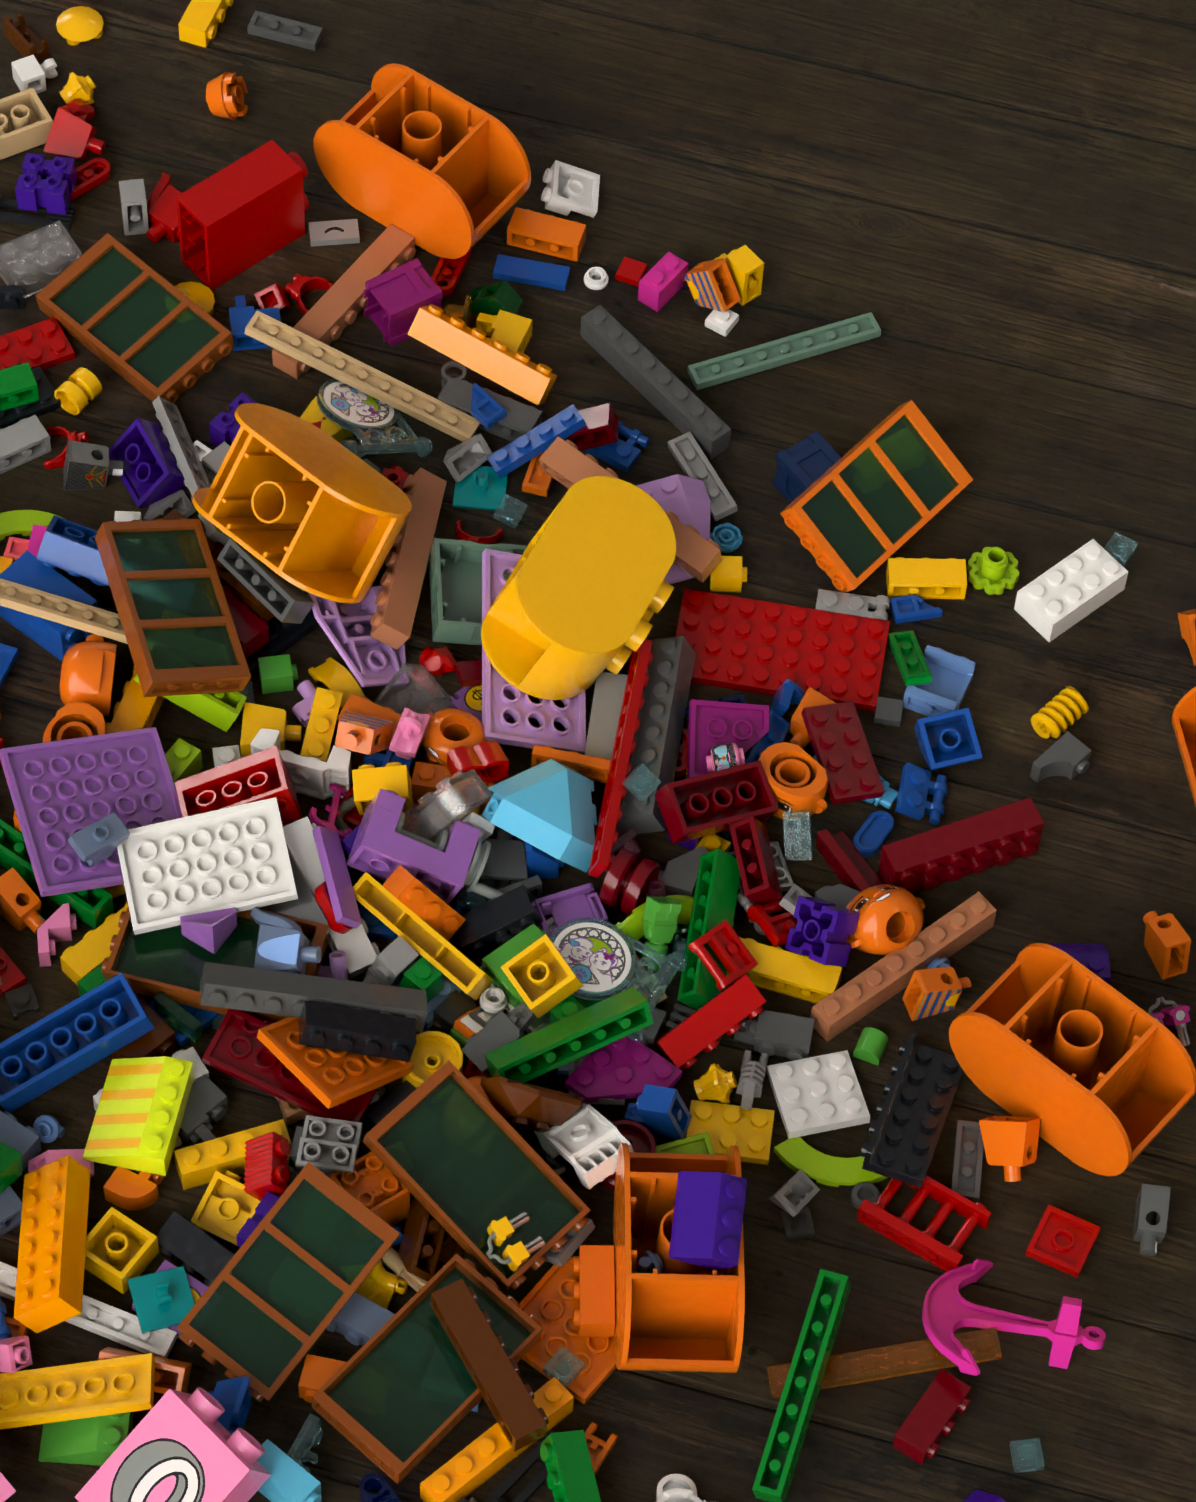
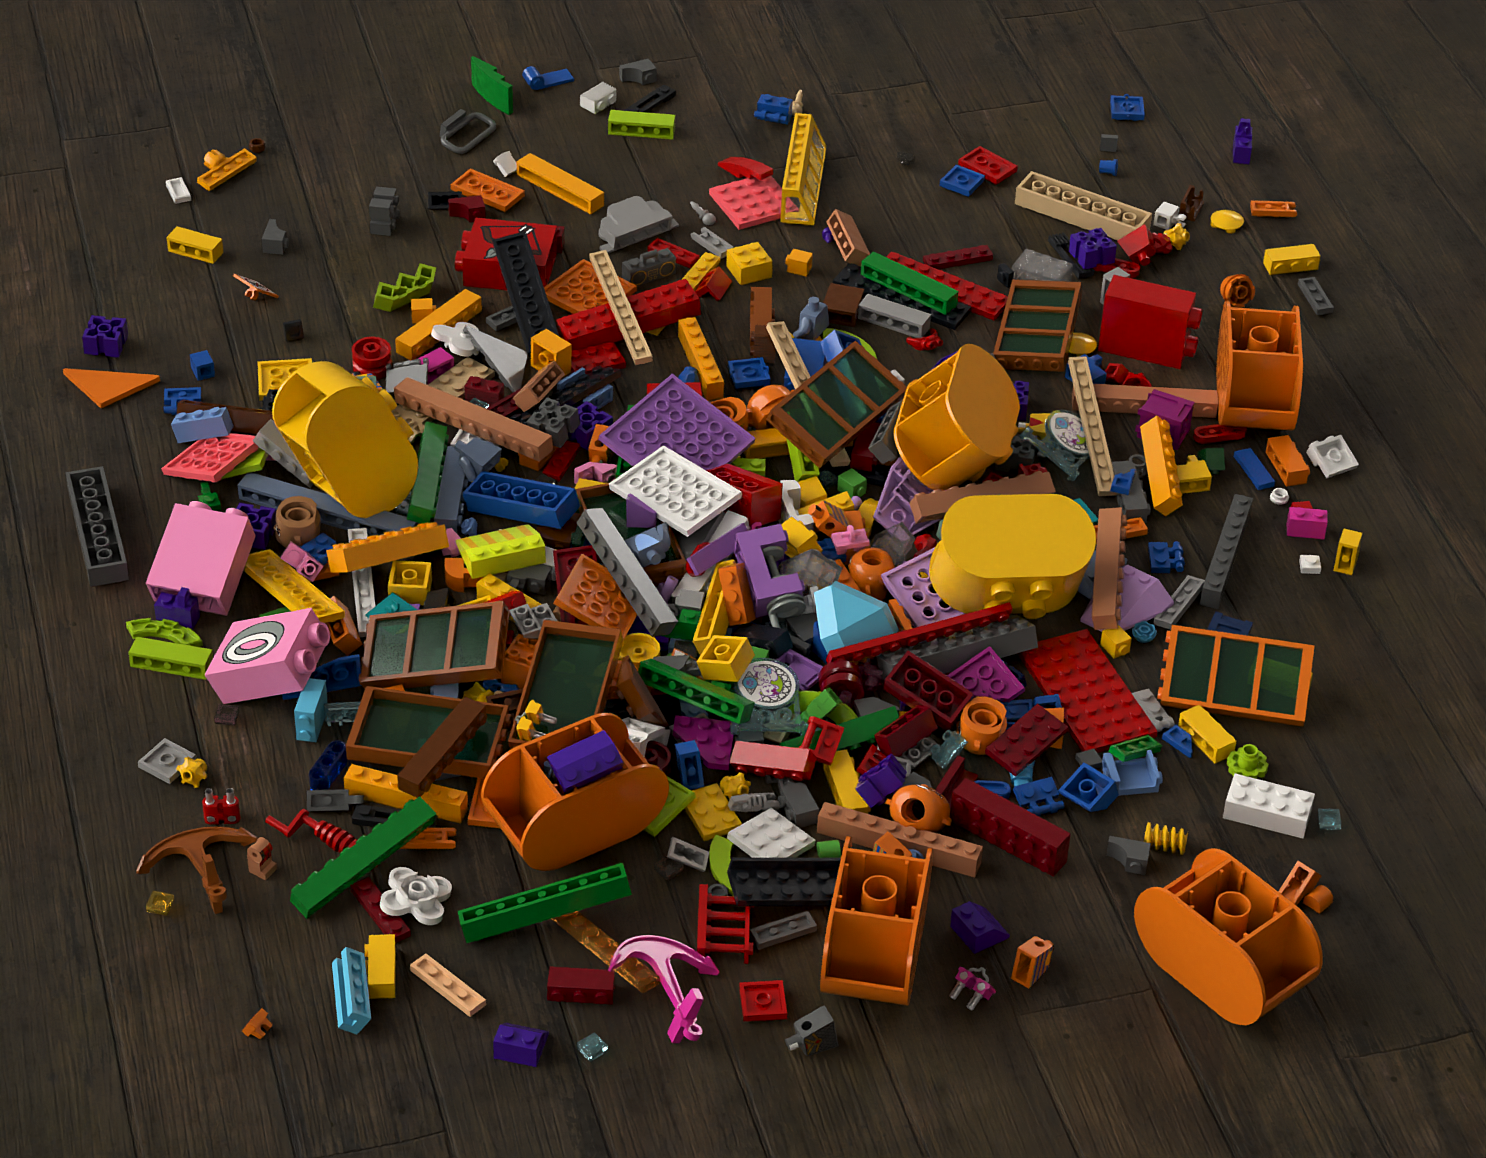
camera: 60 degrees right, 15 degrees down
(78, 390) = (967, 326): yellow wheel -> none
(88, 466) = (917, 349): torso -> none
(99, 839) = (648, 437): sand blue brick -> none
(334, 232) = (1192, 377): light grey tile -> none
(357, 1031) = (619, 597): black brick -> none
(461, 312) = (1183, 450): clear yellow panel -> none
(467, 457) = (1086, 496): light grey slope -> none
(485, 758) = (858, 577): red brick -> none
(536, 441) = (1134, 515): blue plate -> none
(563, 1367) = (474, 796): clear light blue plate -> none
(600, 427) = (1157, 532): dark red brick -> none
(641, 782) = (903, 643): clear light blue plate -> none
(712, 285) = (1323, 541): orange torso -> none
(724, 757) = (967, 681): head -> none
(784, 351) = (1316, 599): sand green plate -> none
(1010, 1143) = (806, 938): orange torso -> none

